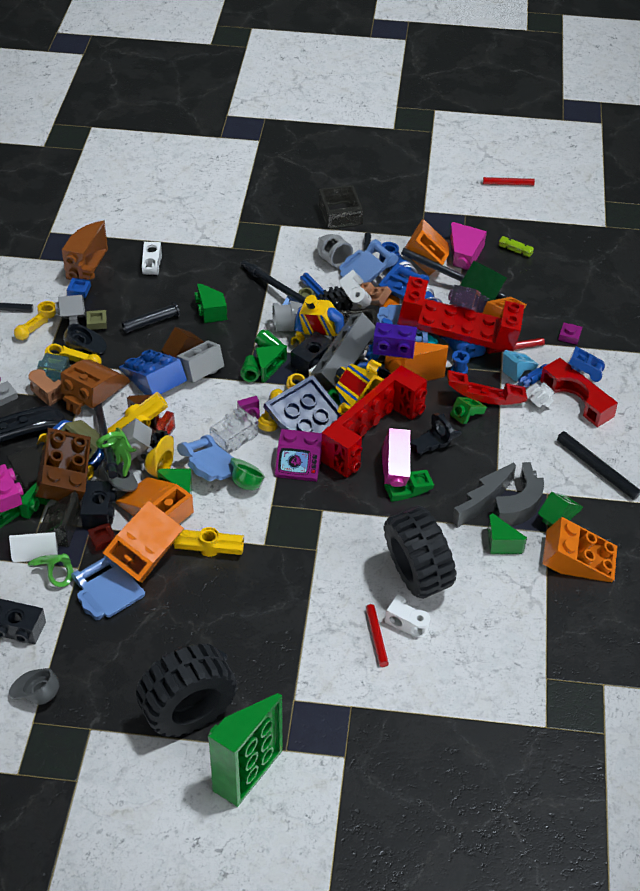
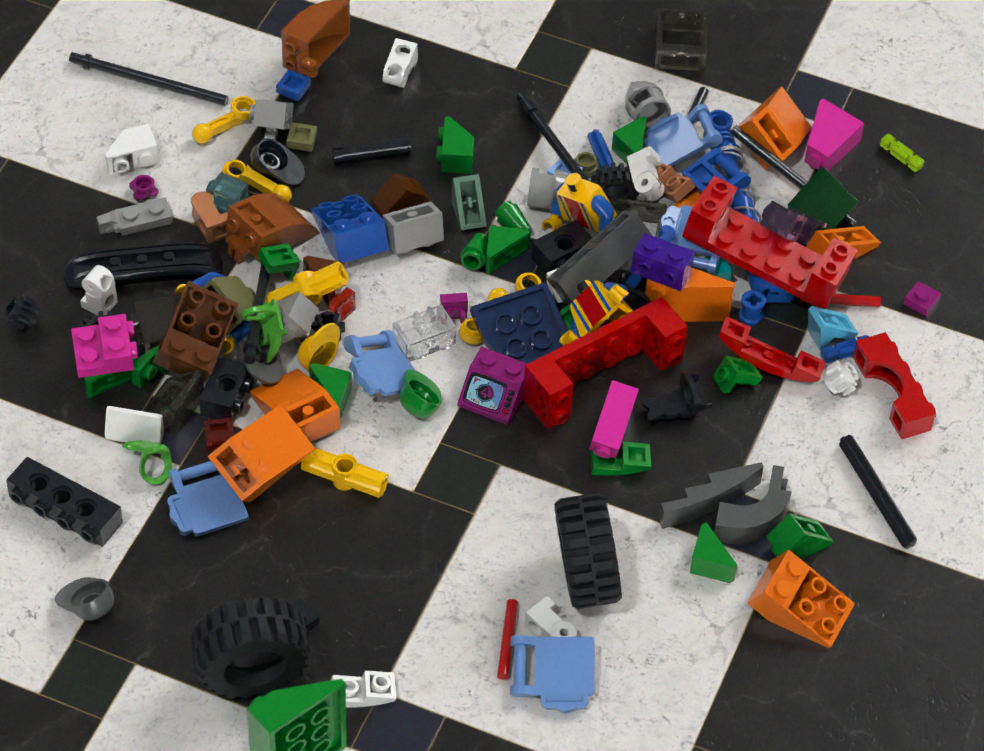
camera: 15 degrees right, 5 degrees up
(109, 403) = (279, 259): none -> green bracket
(233, 336) = (468, 202): none -> sand green slope
(292, 698) = (370, 689): none -> white slope
(331, 274) = (629, 139): none -> green slope
(428, 647) = (561, 671): none -> medium blue piece
(508, 181) = (935, 48): red bar -> none
(588, 363) = (915, 340): blue plate -> none

